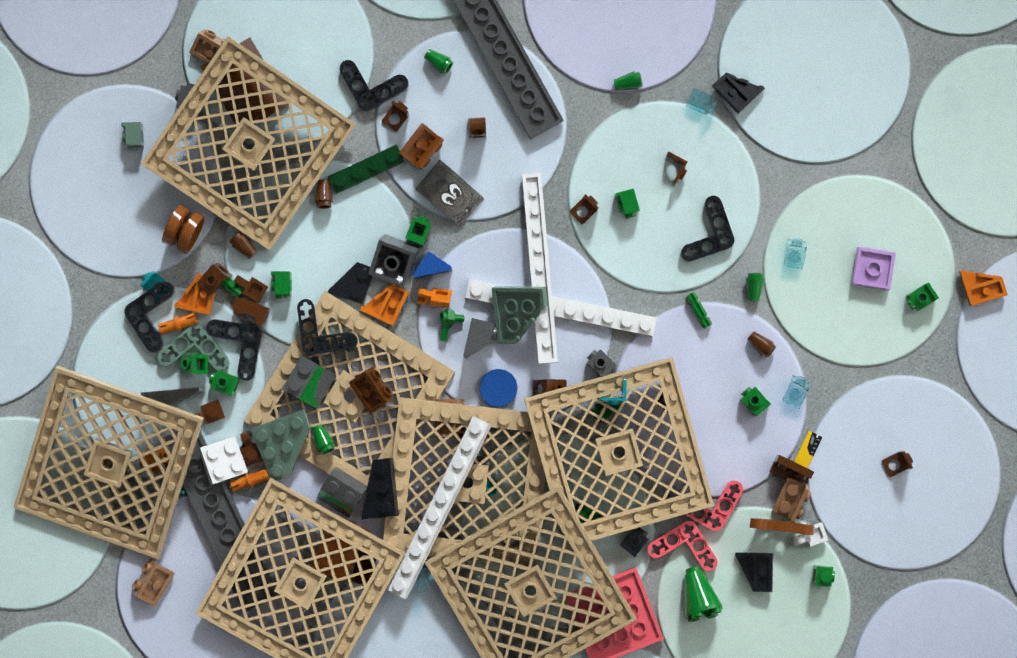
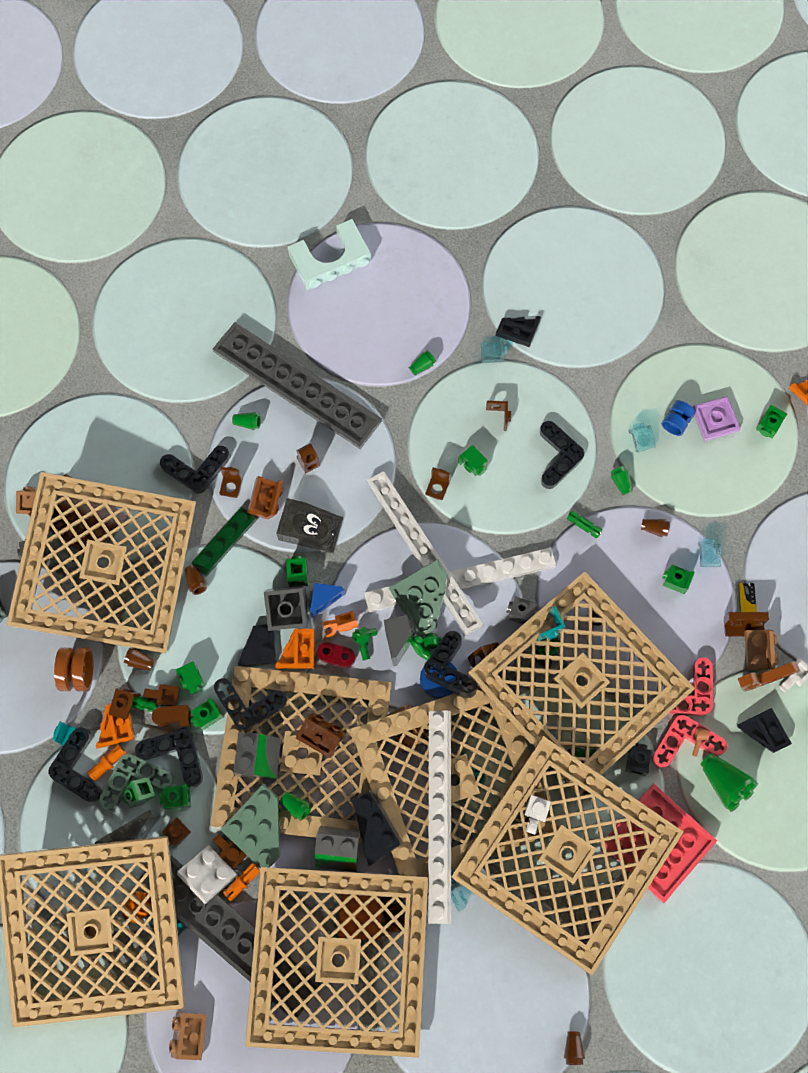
camera: 25 degrees left, 15 degrees down
(287, 326) = (212, 717): none -> green brick
(418, 323) = (336, 654): none -> dark red plate
(494, 355) = (419, 649): none -> green arm
(505, 379) = (442, 666): none -> black beam
(508, 351) = (431, 640): none -> green plate
(522, 544) = (537, 810): none -> white plate
(698, 546) = (700, 734): none -> nougat hand
(837, 252) = (678, 417): none -> blue wheel

